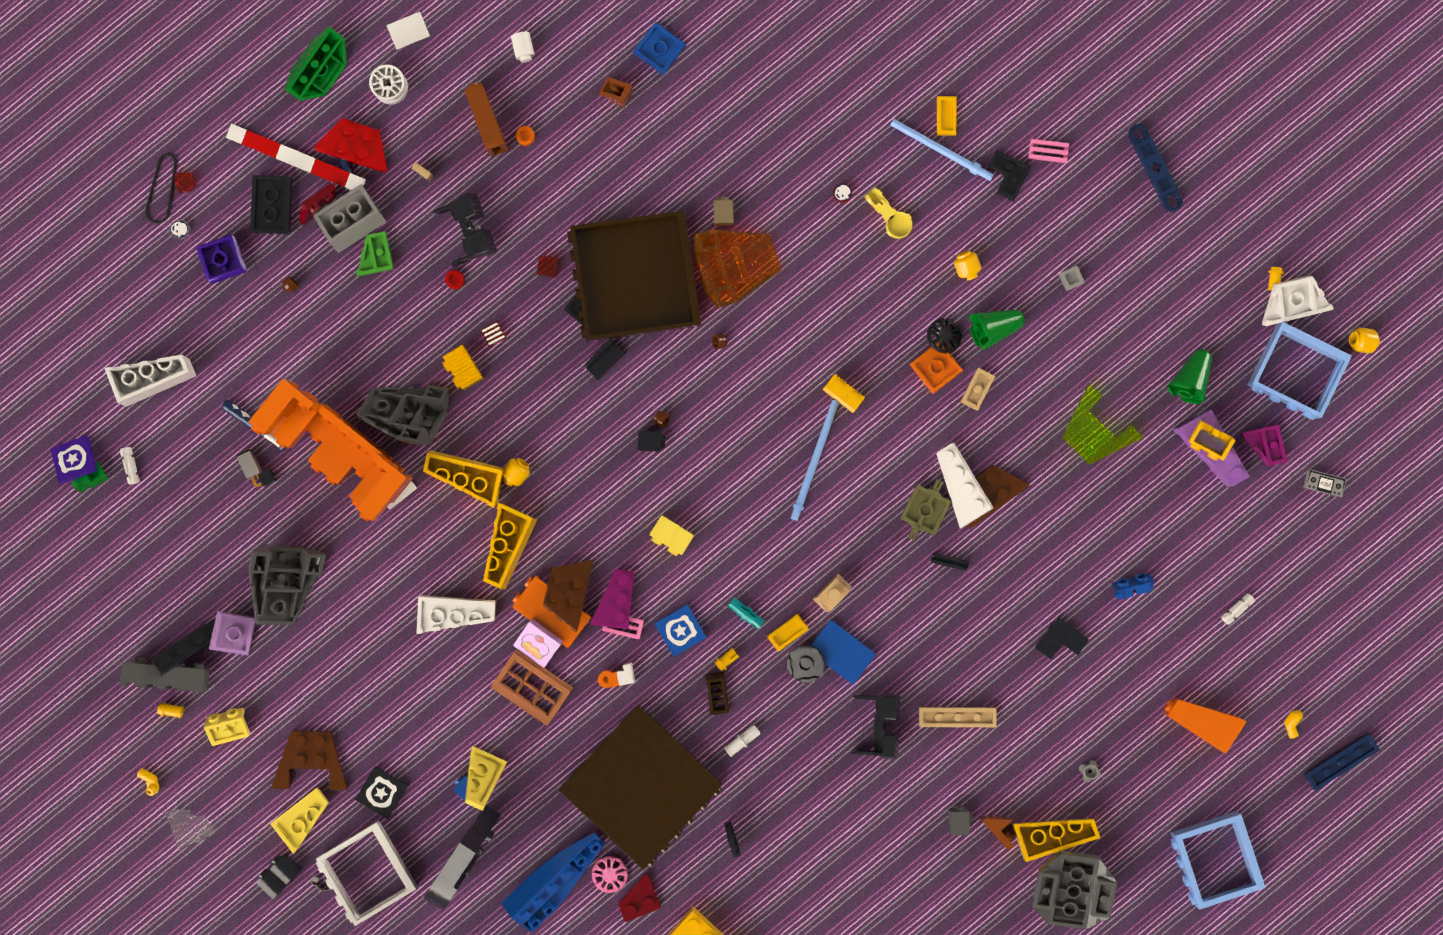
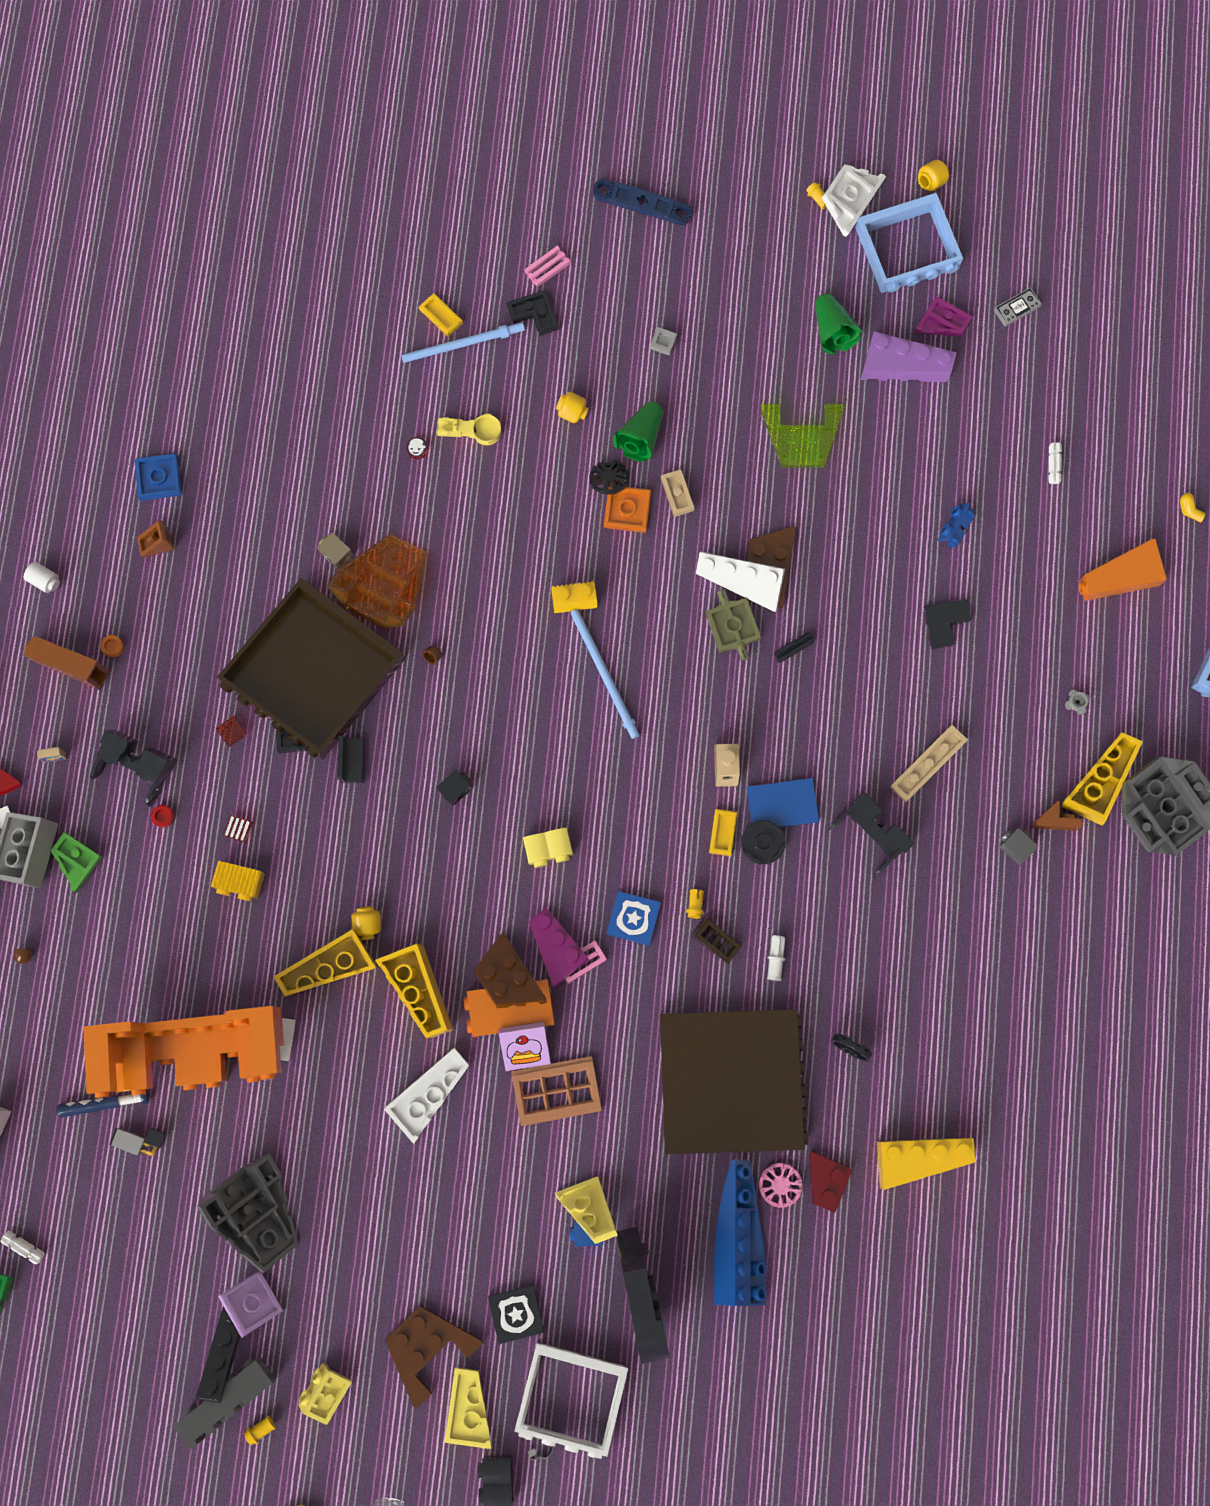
camera: 40 degrees left, 10 degrees down
(406, 414) = (226, 962): dark grey wedge -> none
(617, 678) = (614, 1018): leg -> none
(661, 418) = (446, 761): reddish brown plate -> none
(746, 613) = (673, 850): teal pin -> none
(1211, 440) = (898, 351): yellow window -> none

